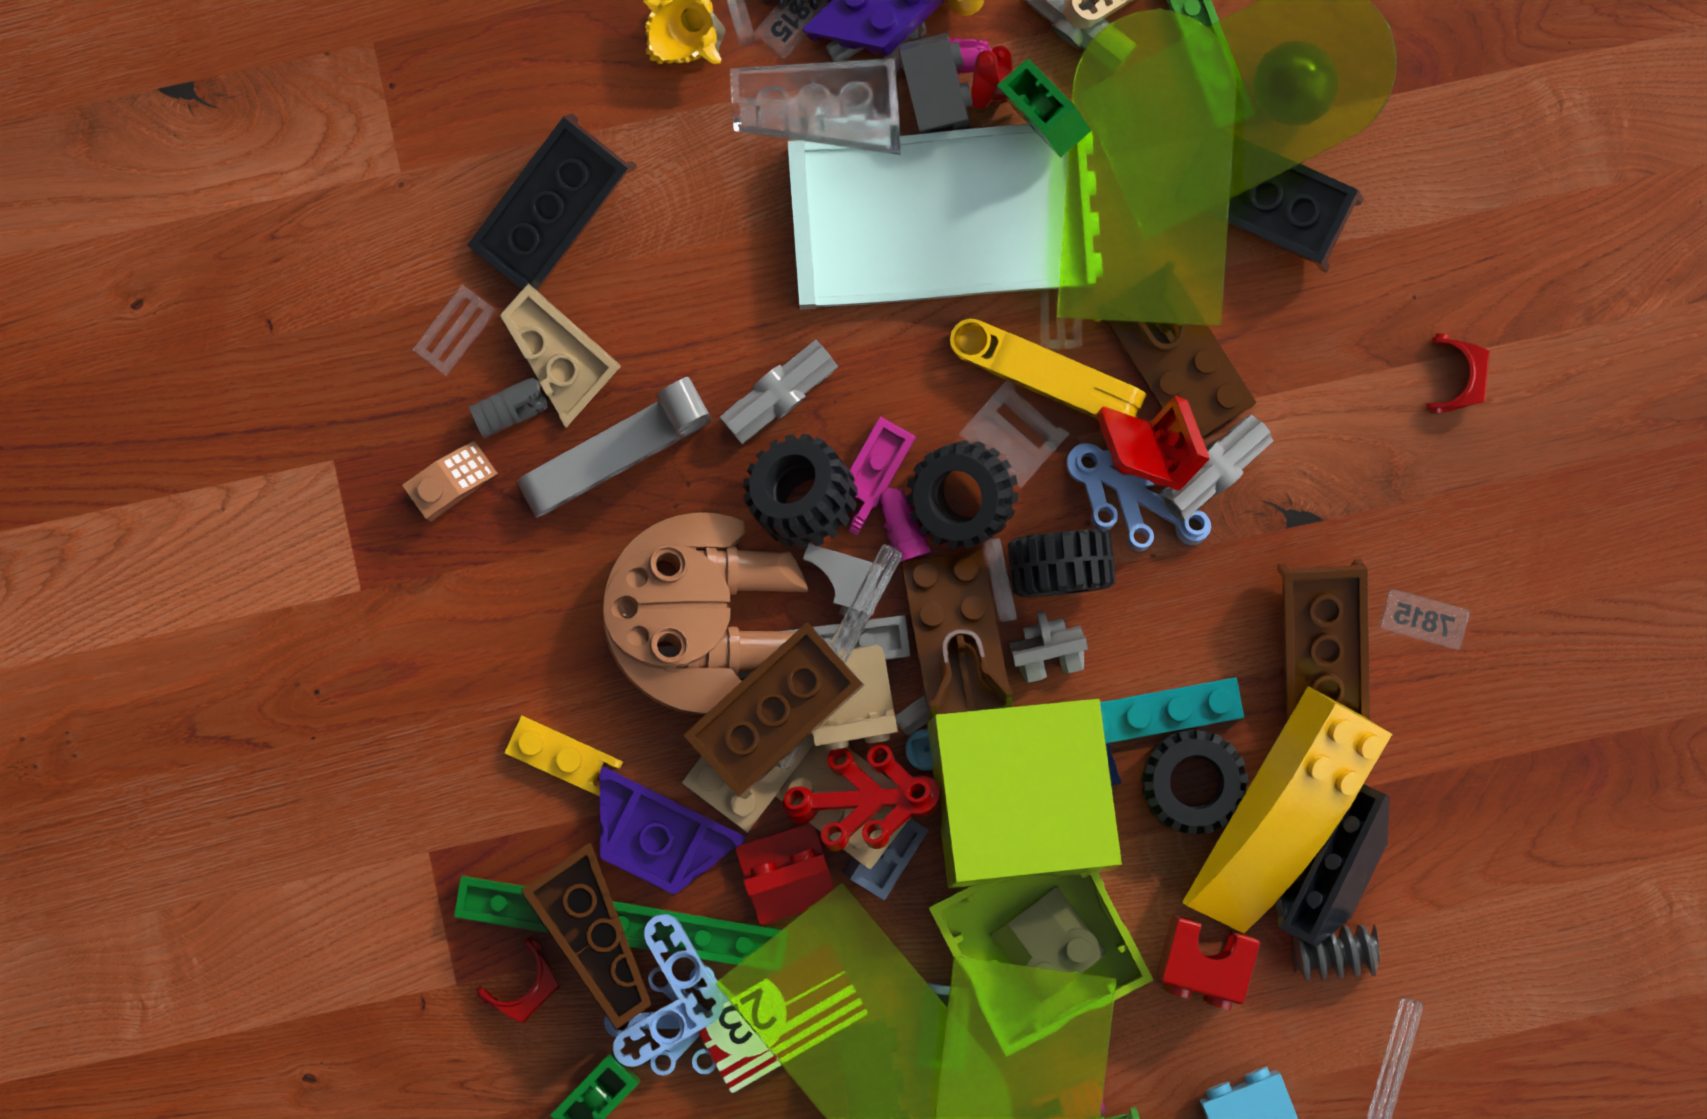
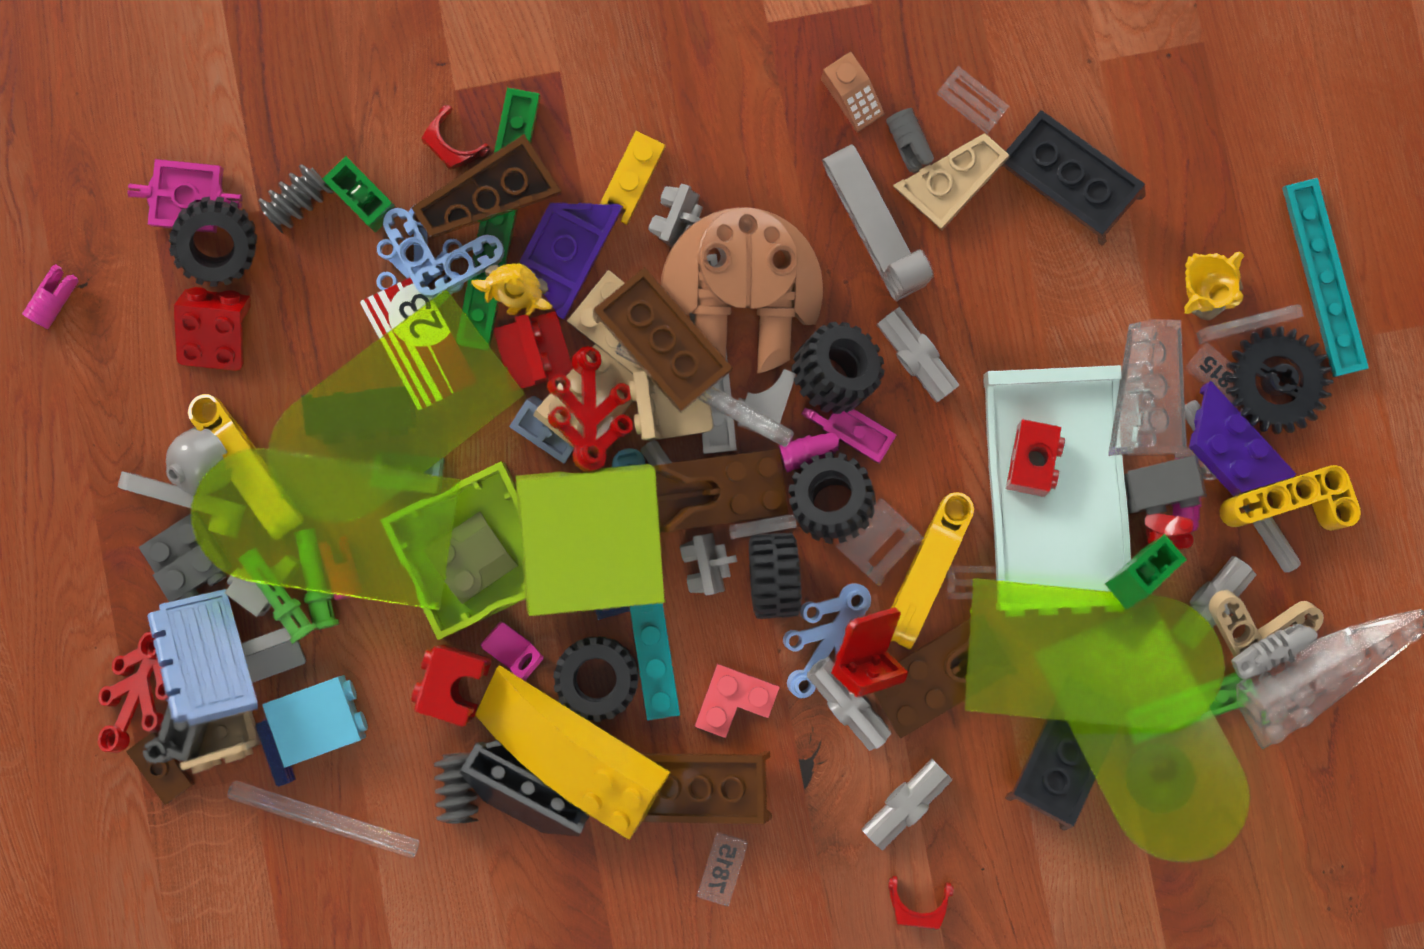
camera: 85 degrees right, 0 degrees up
(612, 690) = (682, 215): none -> light grey hips
(710, 898) = (514, 287): none -> yellow hair
(926, 260) = (1022, 474): none -> red brick
(1162, 888) = (512, 650): none -> dark pink bracket
(1203, 610) = (733, 690): none -> coral plate
(1337, 393) = (906, 804): none -> light grey piece

